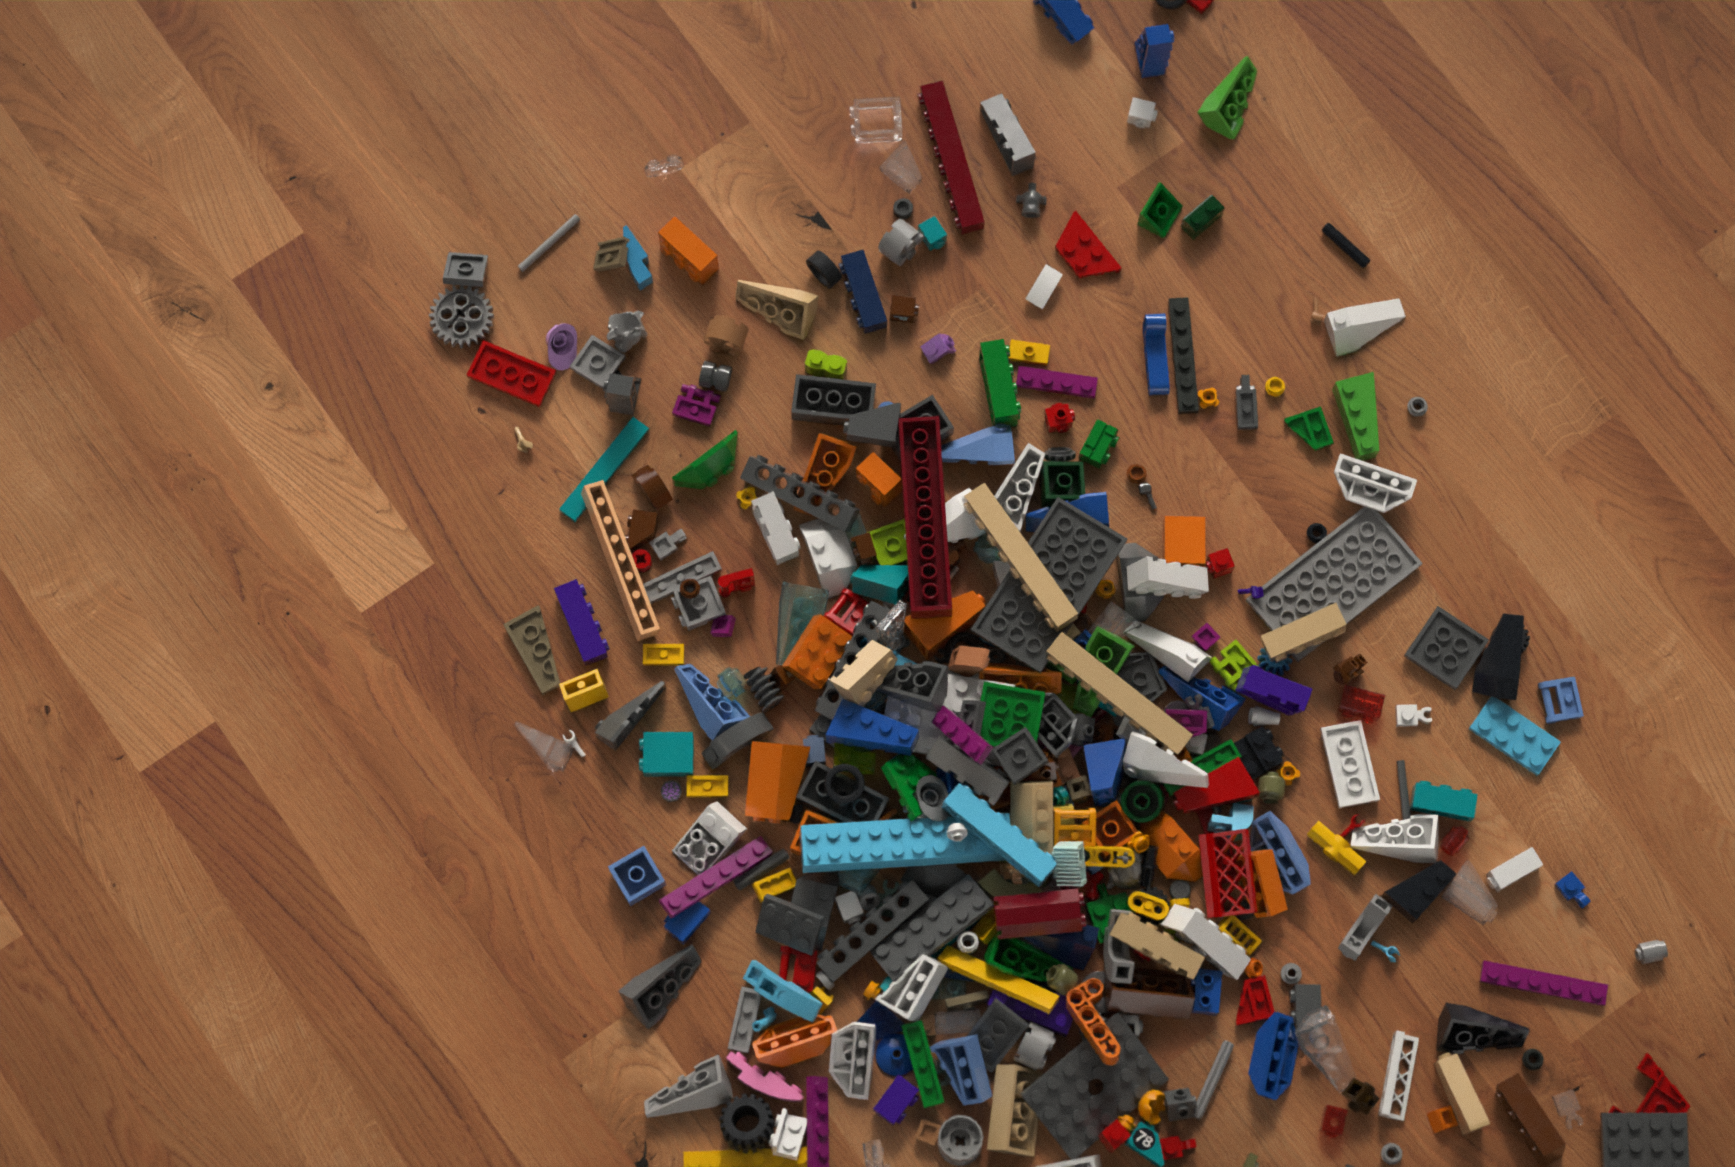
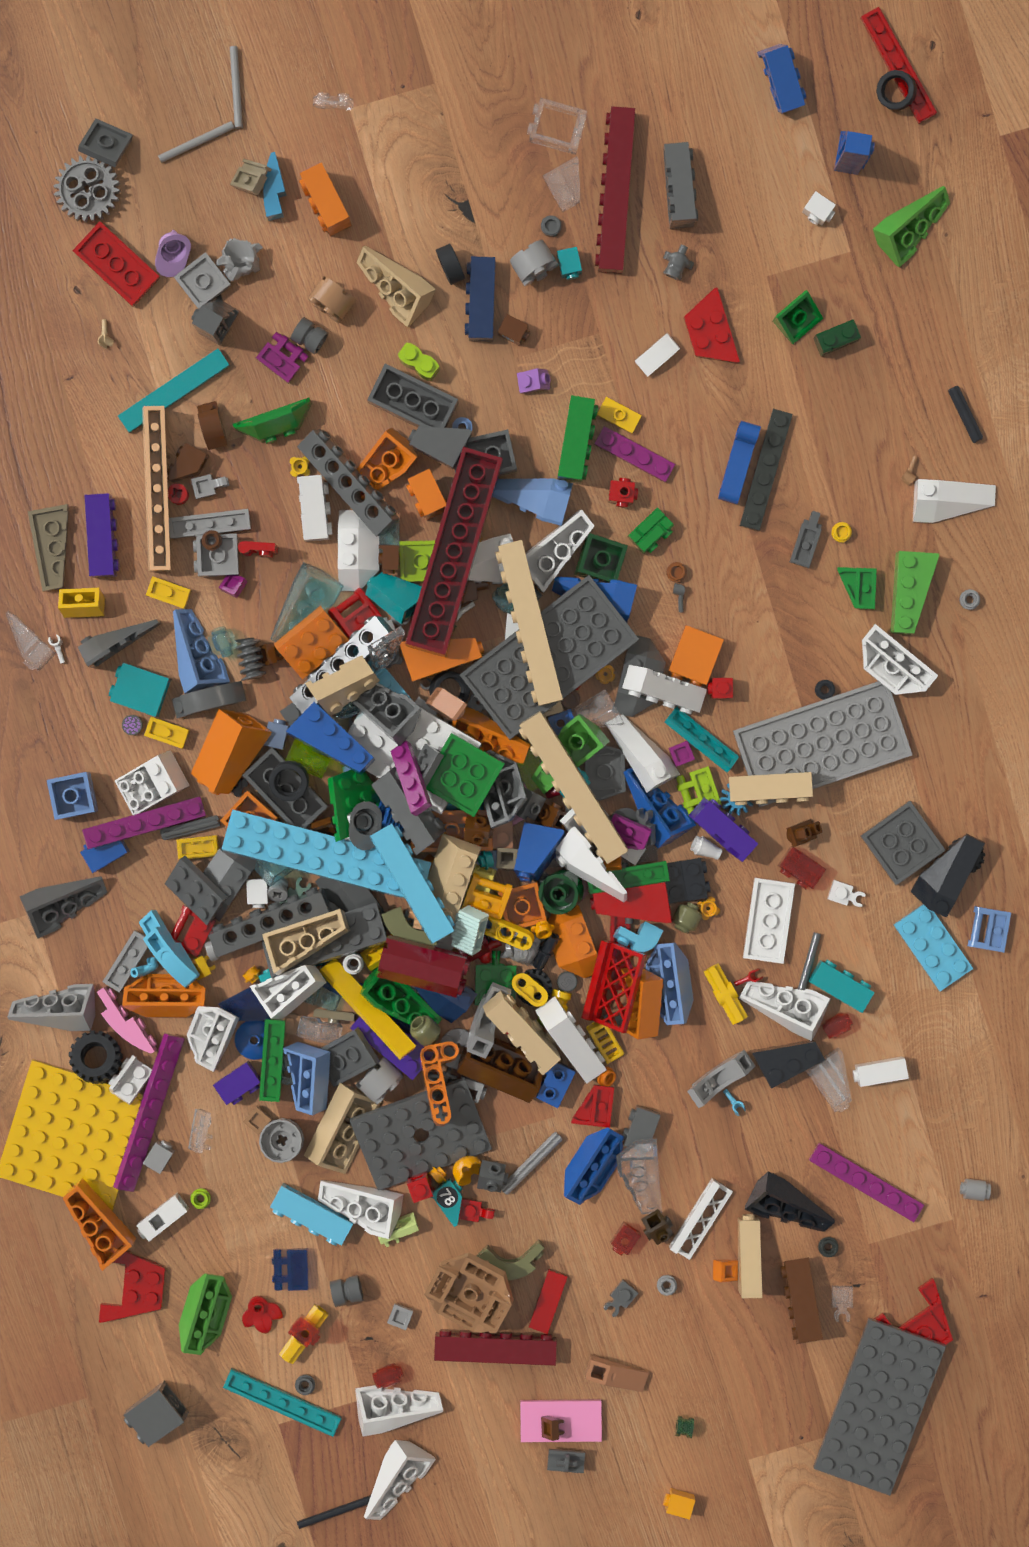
camera: 15 degrees right, 15 degrees up
(569, 184) = (236, 87): none -> light grey bar
(912, 929) = (300, 940): none -> tan wedge
(957, 832) = (373, 867): white plate -> none
(1020, 756) = (458, 816): dark grey plate -> none
(1059, 454) = (609, 528): dark grey gear -> none
(1210, 392) = (768, 521): light orange plate -> none
(1220, 617) = (701, 739): none -> teal plate
(1256, 592) = (743, 727): dark purple hand -> none
(1284, 973) = (632, 1093): light grey plate -> none
(1571, 887) = (927, 1105): blue plate -> none

